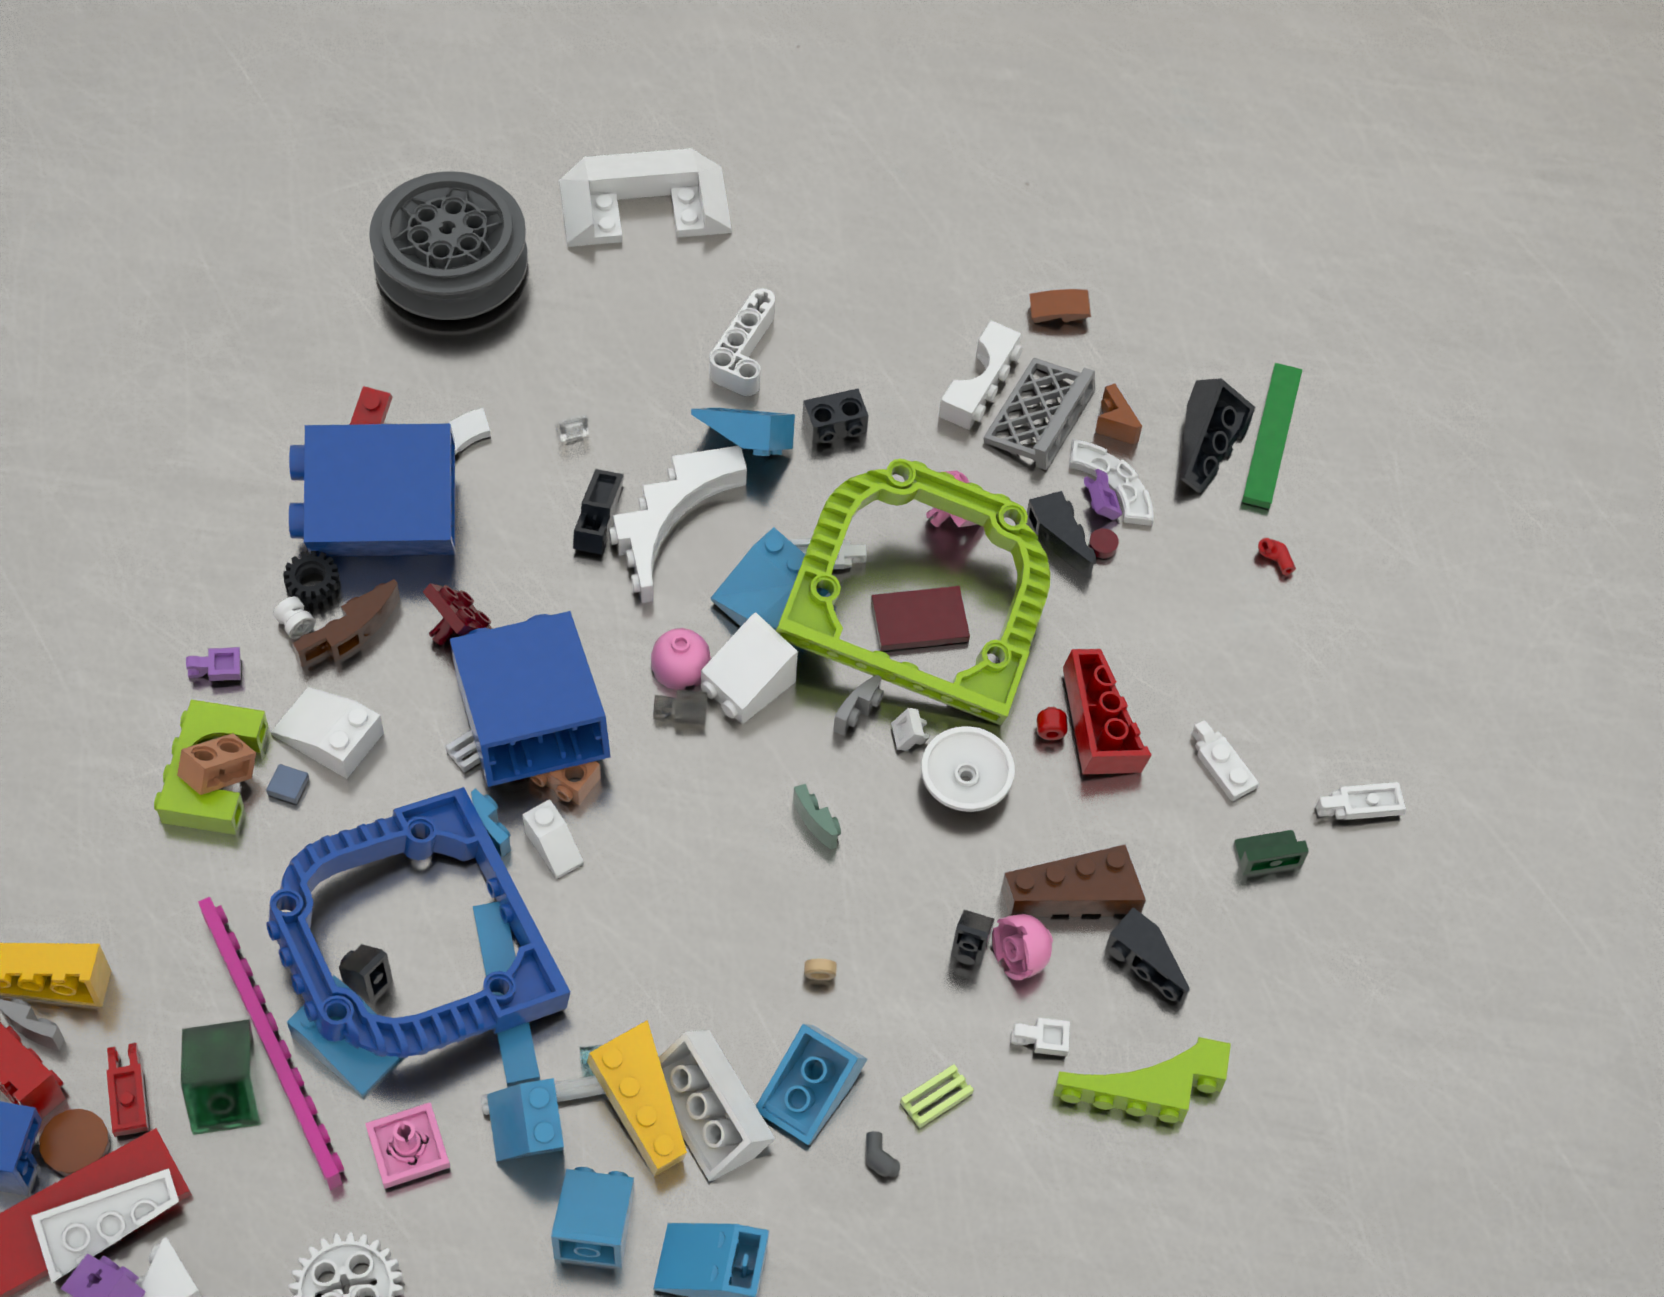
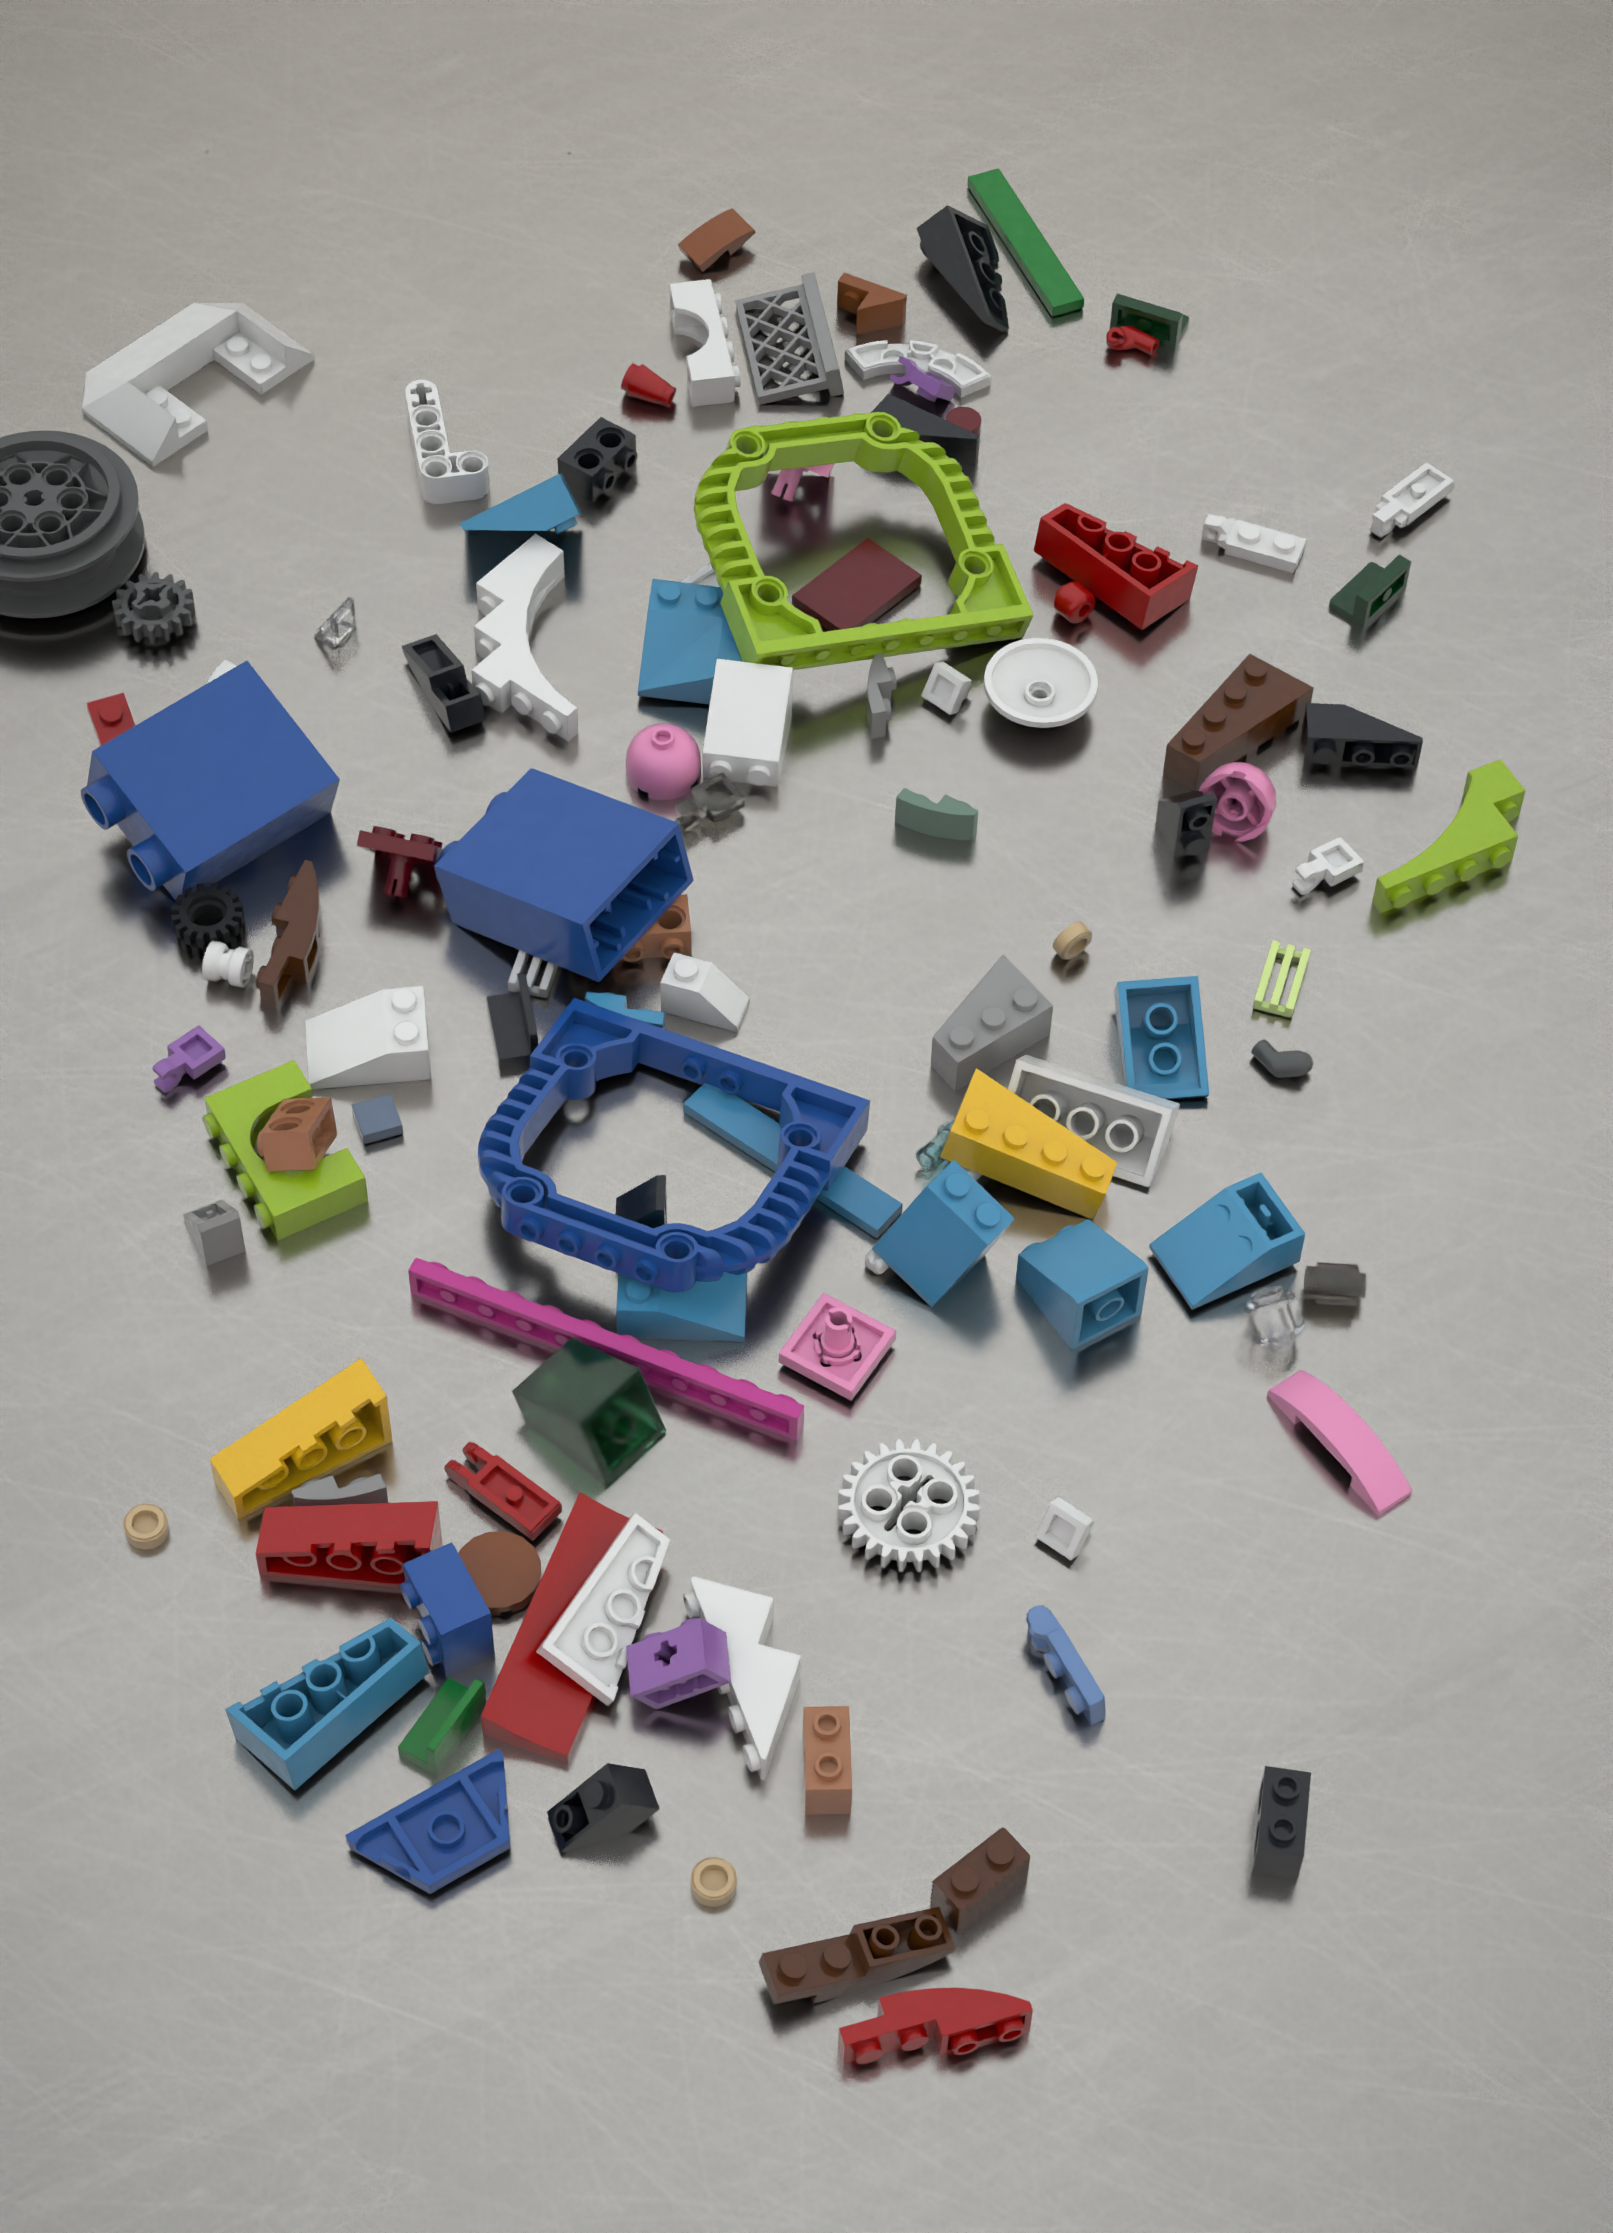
camera: 35 degrees left, 5 degrees down
(126, 790) = (216, 1231): none -> light grey slope
(423, 776) = (513, 1025): none -> black panel
(472, 345) = (154, 607): none -> dark grey gear
(706, 991) = (990, 1025): none -> light grey wedge
(917, 383) = (647, 386): none -> red cone
(1304, 547) = (1152, 319): none -> dark green panel

